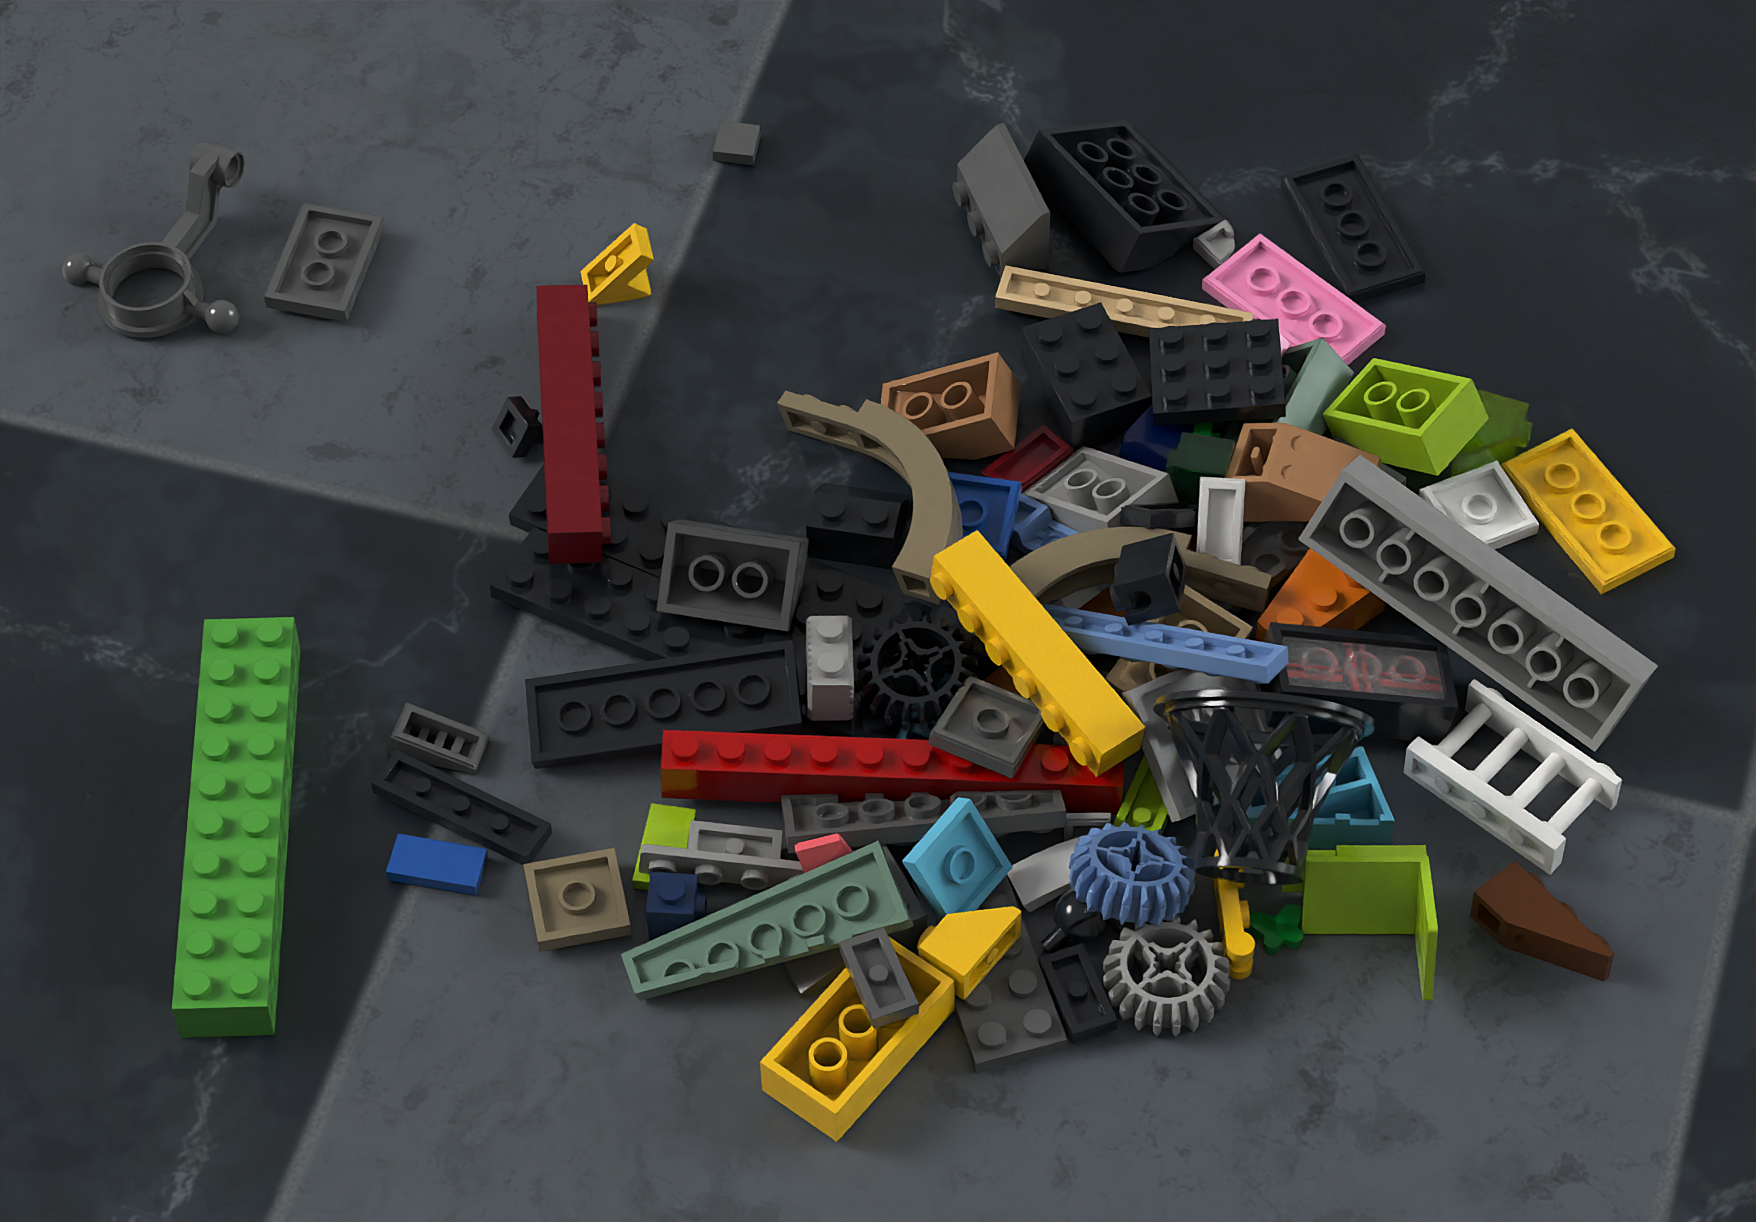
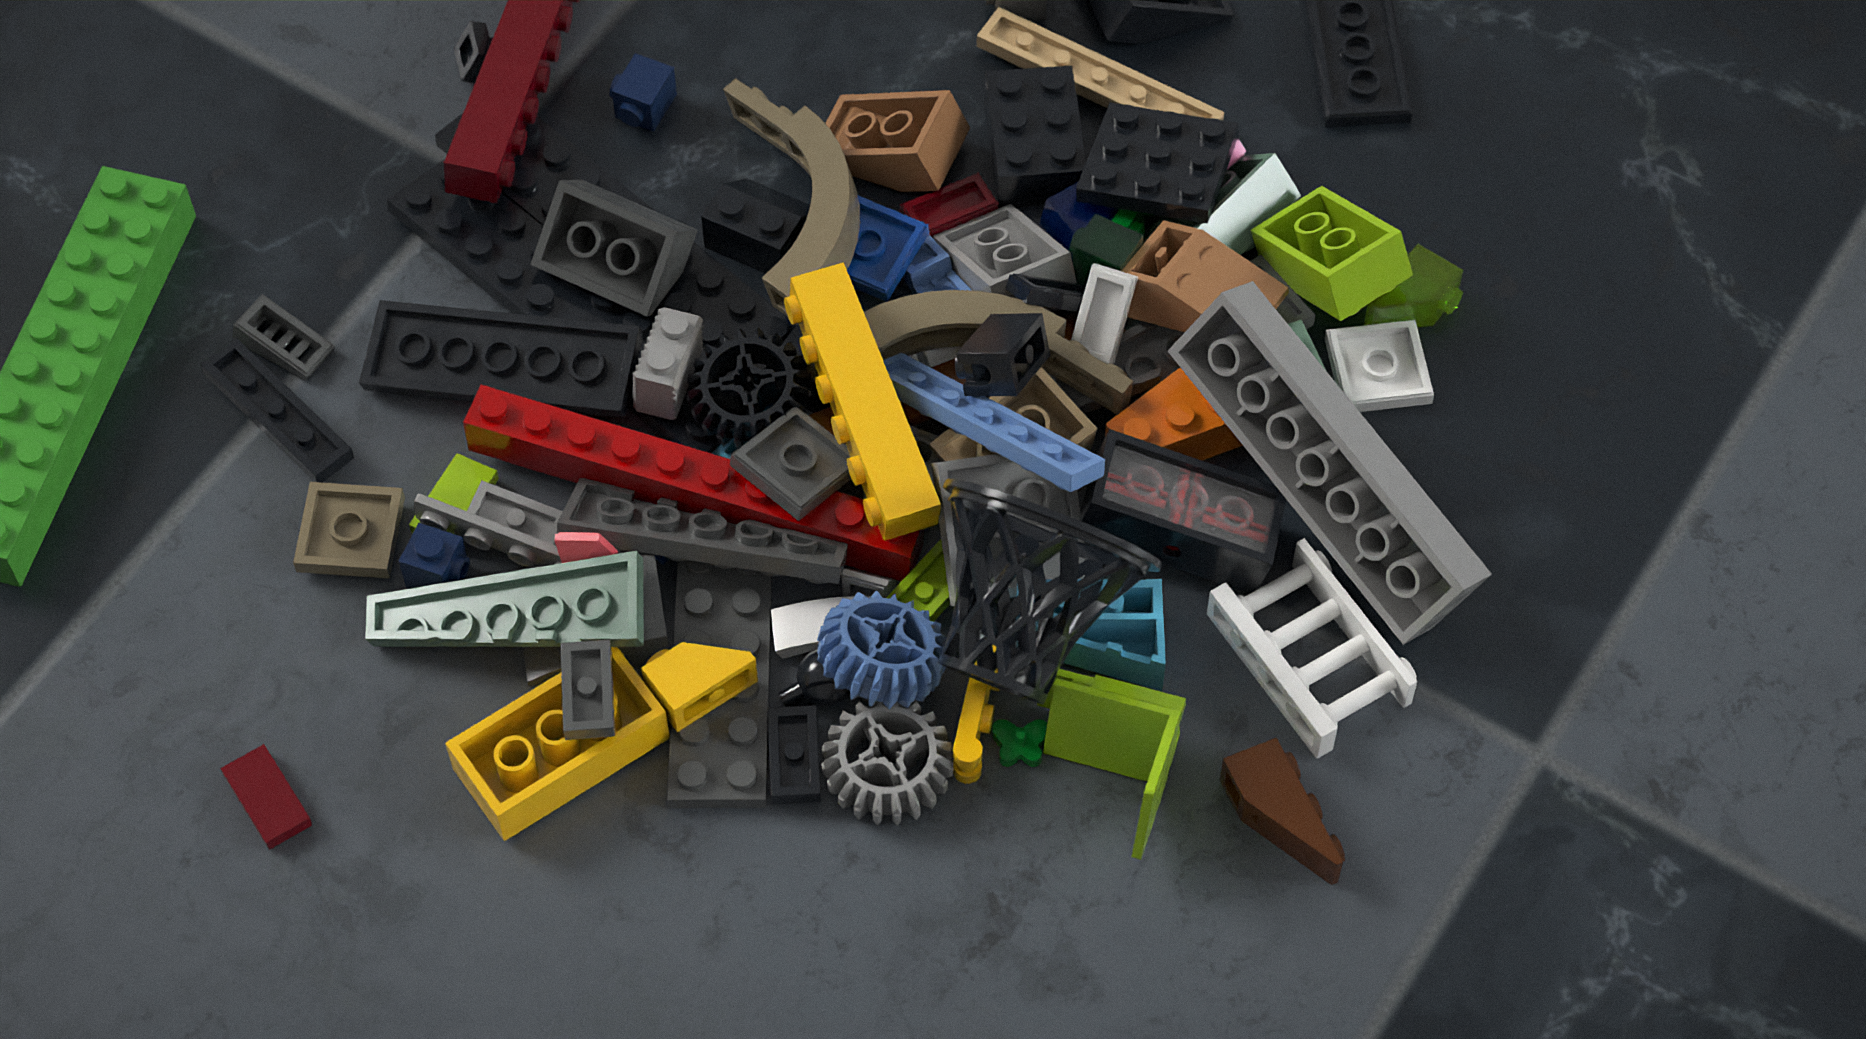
camera: 15 degrees right, 5 degrees up
(437, 864) = (234, 460): blue tile -> none
(595, 1161) = (266, 796): none -> dark red tile
(695, 425) = (643, 92): none -> dark blue brick
(957, 861) = (713, 591): medium azure tile -> none
(1216, 244) = (1216, 37): light grey tile -> none
(1279, 287) = (1271, 110): bright pink tile -> none
(1588, 511) = (1489, 394): yellow tile -> none

